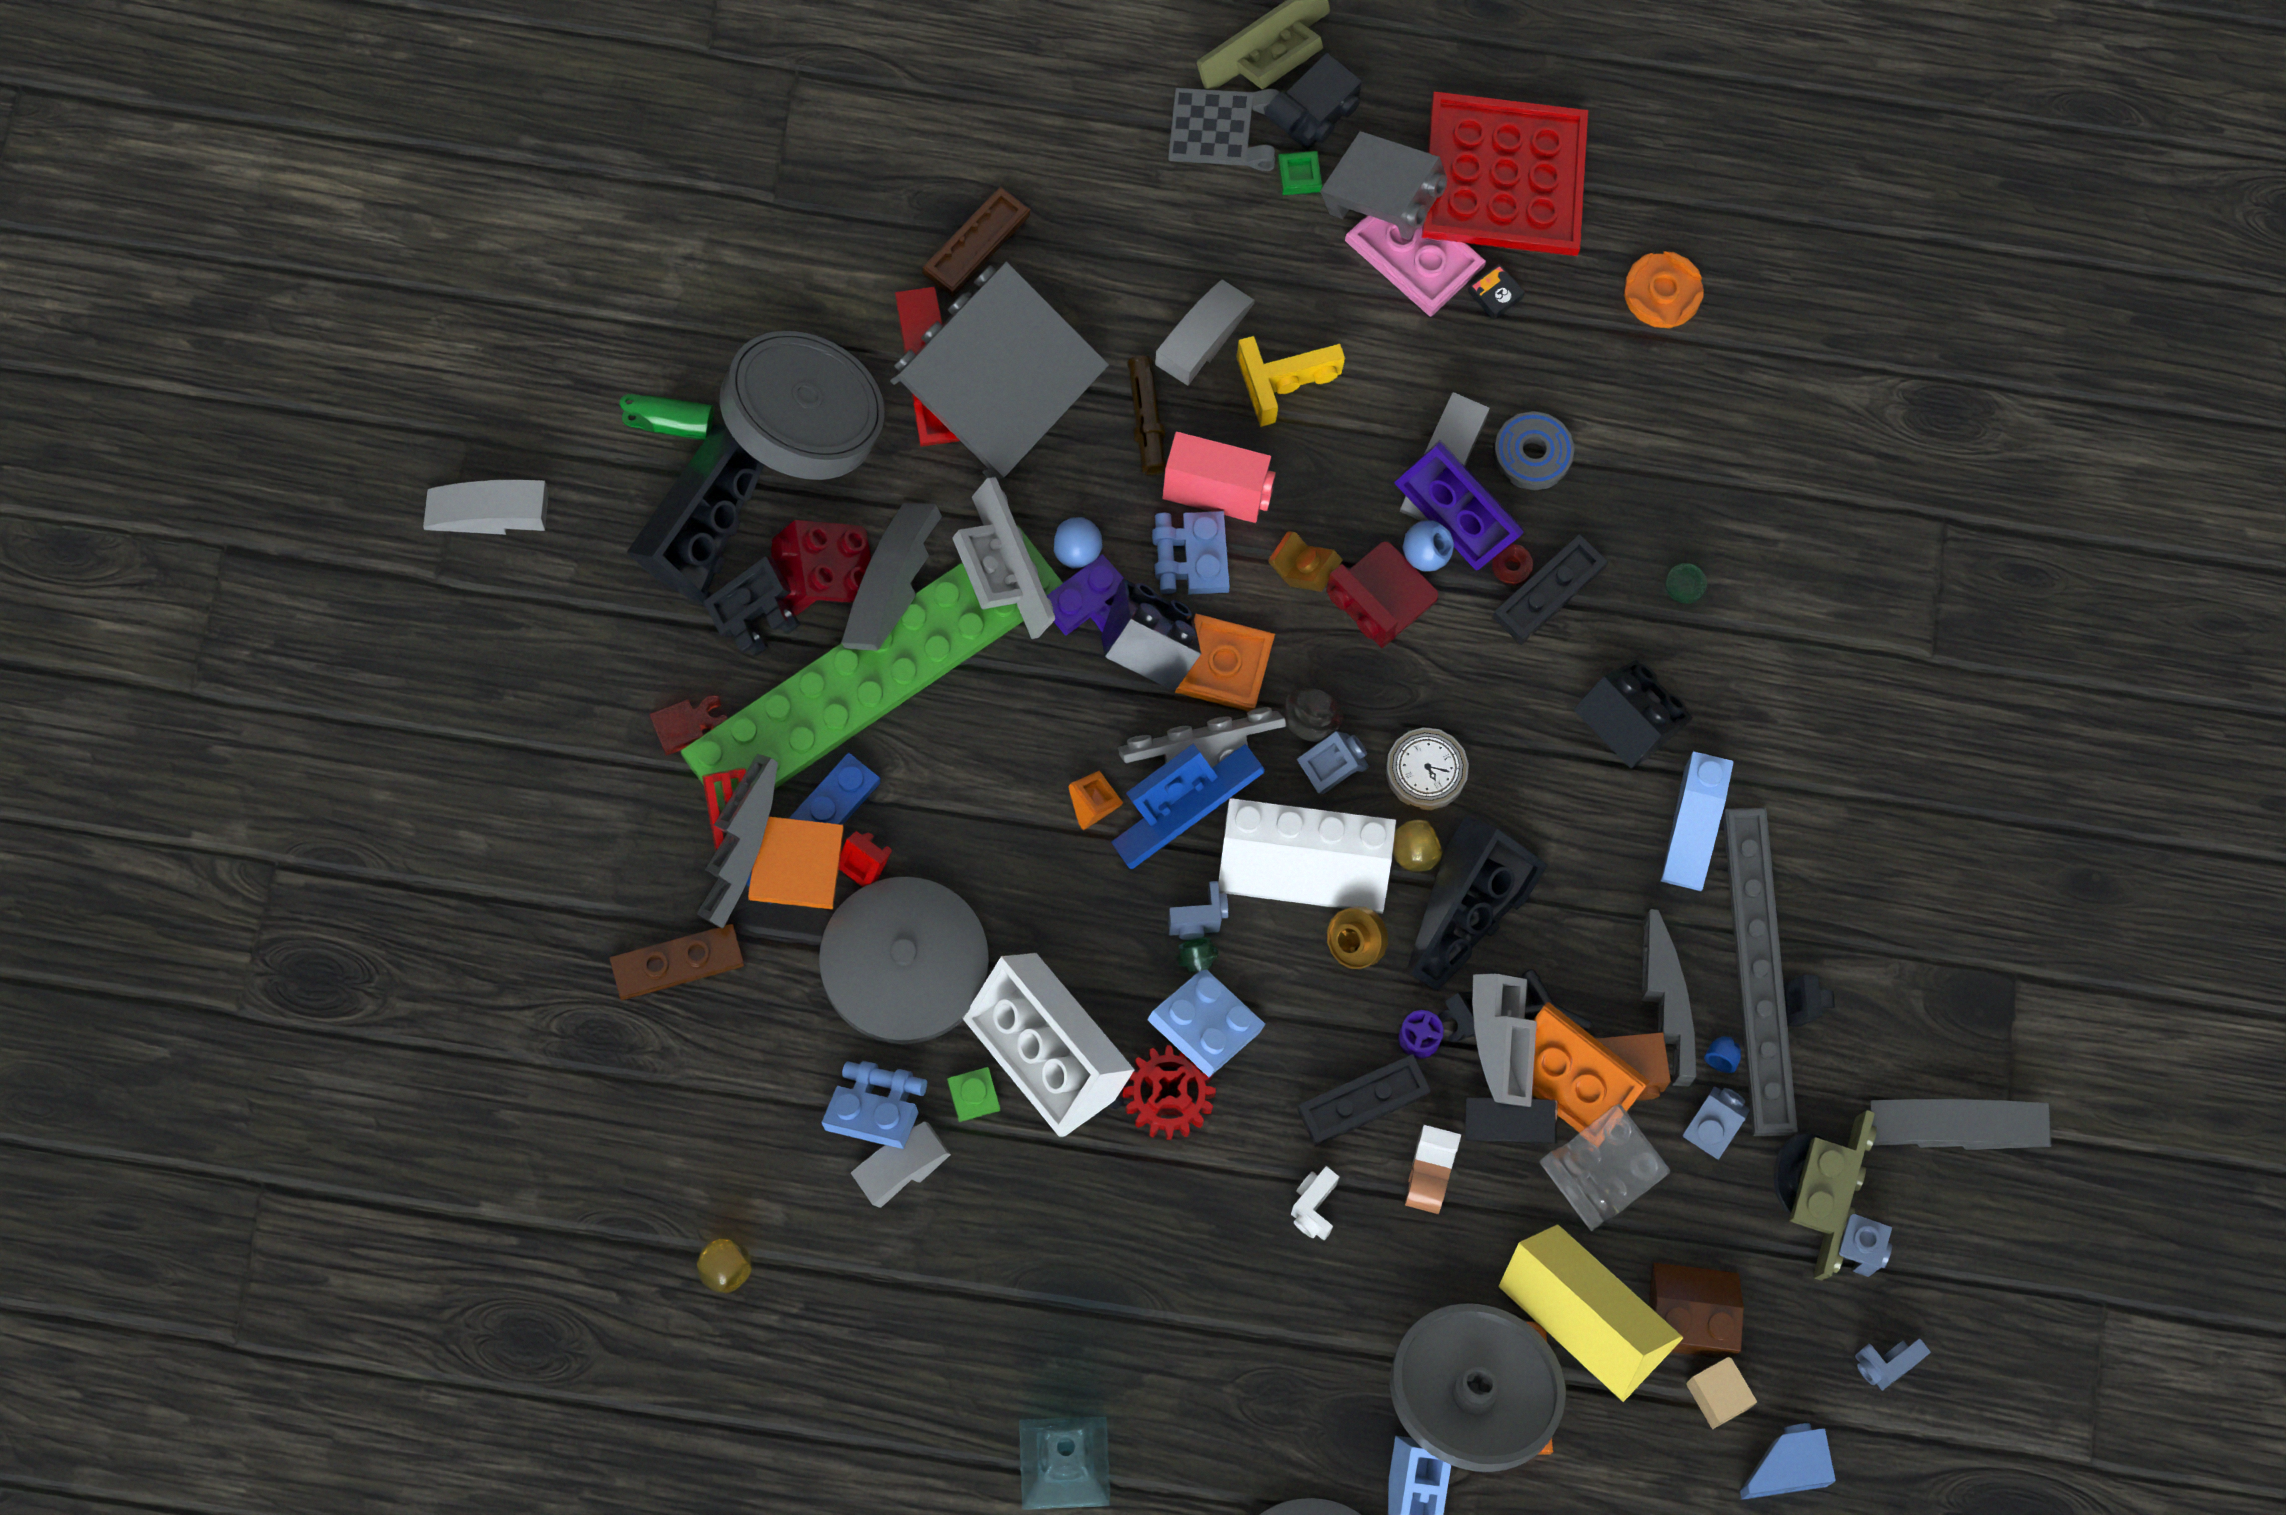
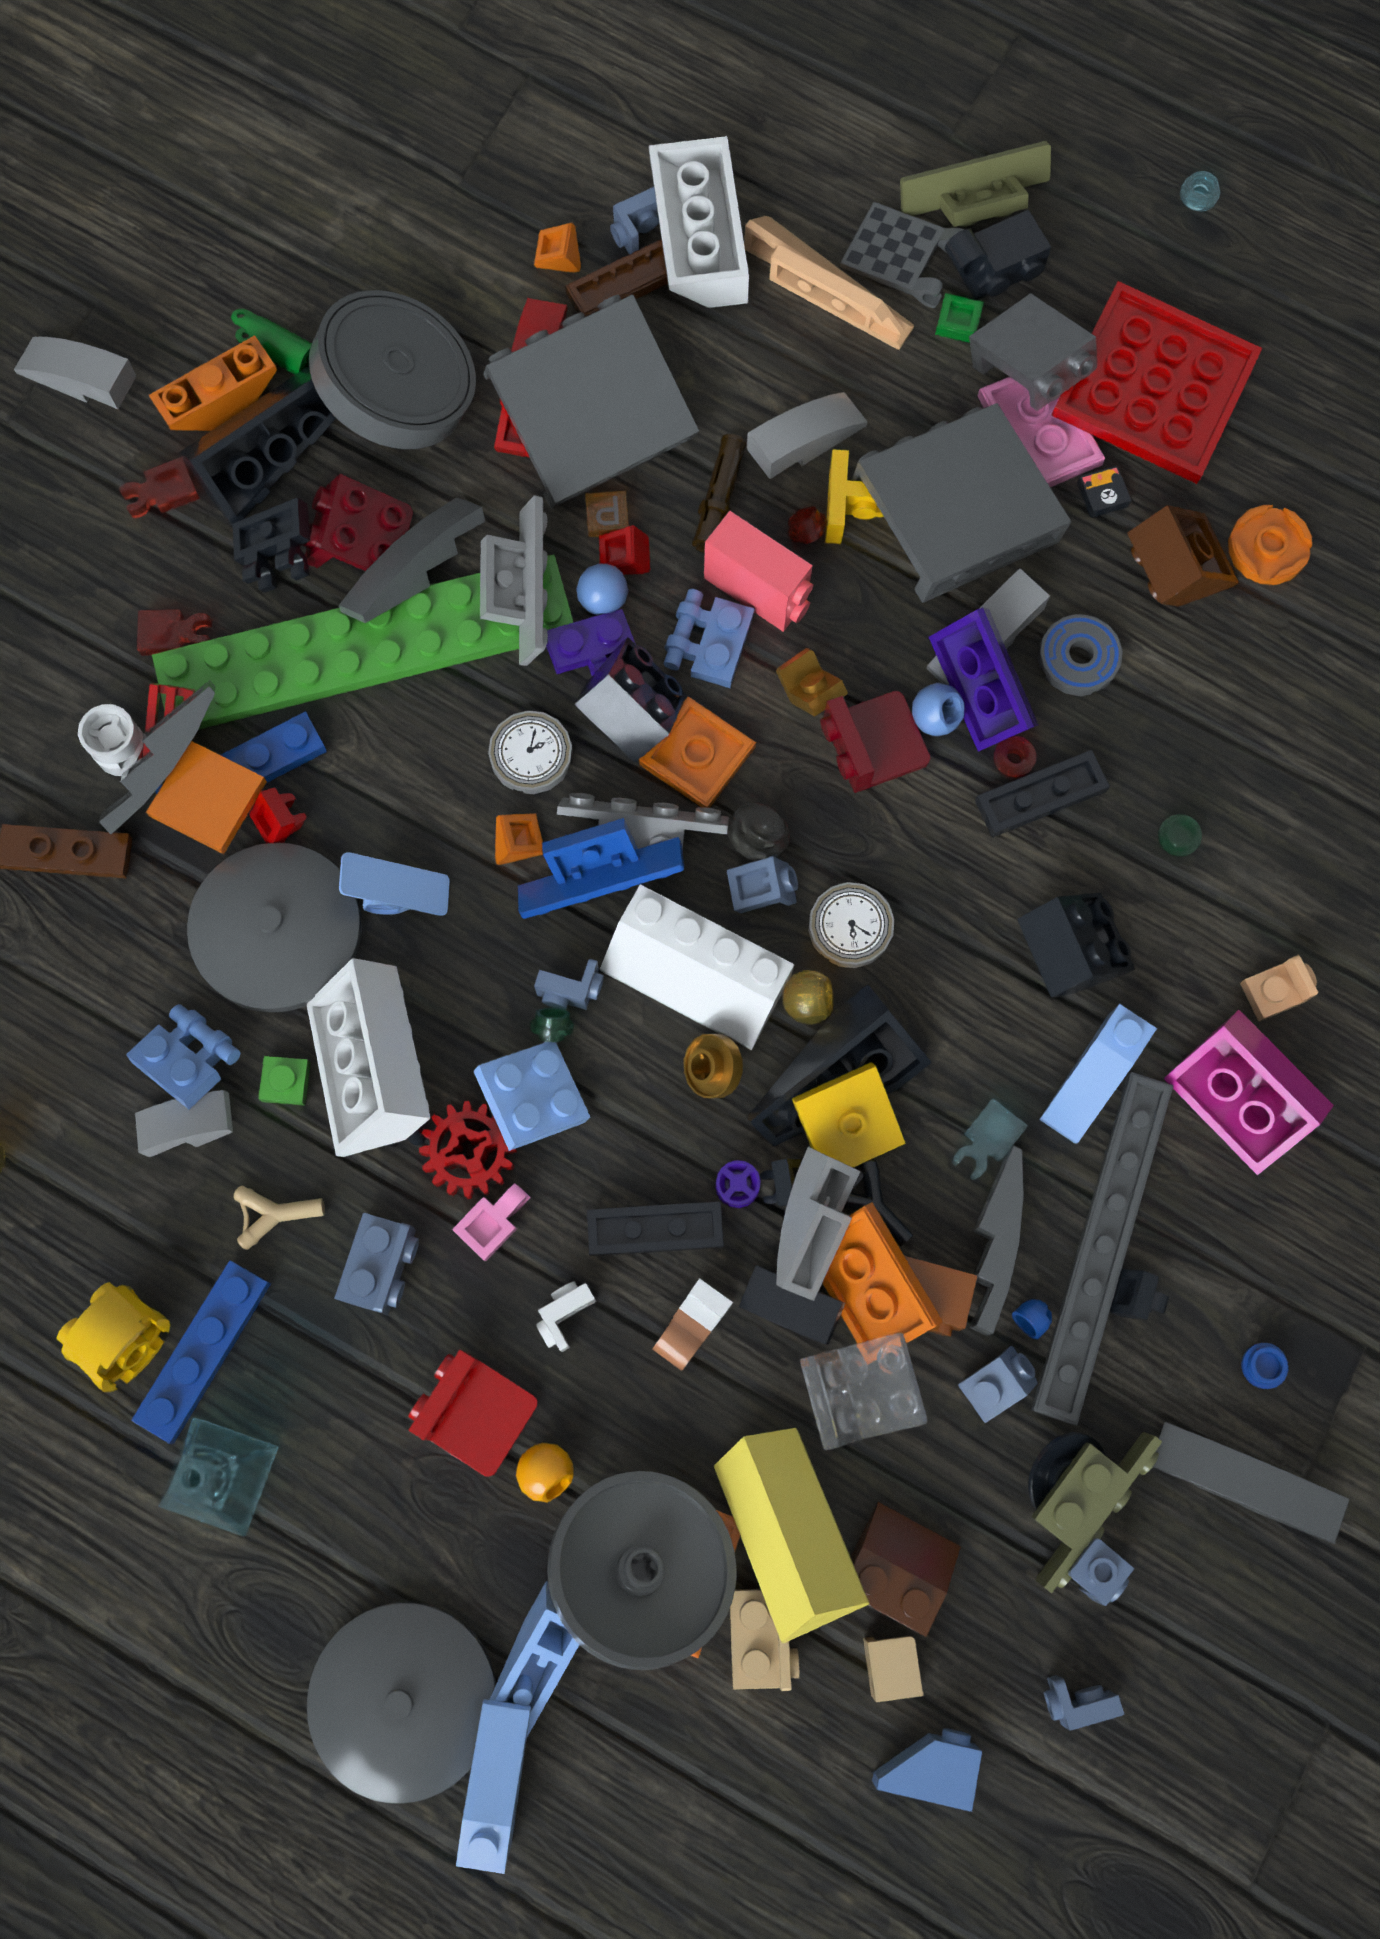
camera: 25 degrees right, 5 degrees up
(623, 588) = (166, 486): none -> clear red plate
(637, 478) = (216, 388): none -> orange slope
(684, 841) = (111, 738): none -> white wheel
(897, 233) = (558, 249): none -> orange slope
(925, 1370) = (113, 1336): none -> yellow brick
(961, 180) = (632, 217): none -> sand blue bracket
(1002, 1360) = (201, 1352): none -> blue plate
(1003, 882) = (393, 887): none -> light blue piece
(1012, 1216) = (271, 1214): none -> tan piece
(1029, 164) = (700, 221): none -> white slope
(1049, 470) = (606, 512): none -> clear orange tile
(1072, 716) = (530, 752): none -> tile
(1080, 498) = (626, 550): none -> red slope
(1128, 1224) = (377, 1263): none -> sand blue bracket
(1160, 182) = (822, 283): none -> light nougat wedge
(1214, 1151) = (488, 1224): none -> bright pink plate
(1239, 417) = (807, 525): none -> clear red plate
(1271, 1319) = (473, 1413): none -> red bracket
(1355, 1344) = (544, 1472): none -> light orange piece
(1374, 344) = (963, 499): none -> dark grey panel
(1497, 936) = (850, 1117): none -> yellow plate
(1590, 329) = (1181, 556): none -> reddish brown slope
(1601, 1420) = (756, 1648): none -> tan bracket
(1626, 909) = (992, 1135): none -> clear light blue plate
(1825, 688) = (1280, 988): none -> light nougat bracket
(1833, 789) = (1249, 1092): none -> dark pink slope
(1937, 1021) = (1264, 1365): none -> blue plate

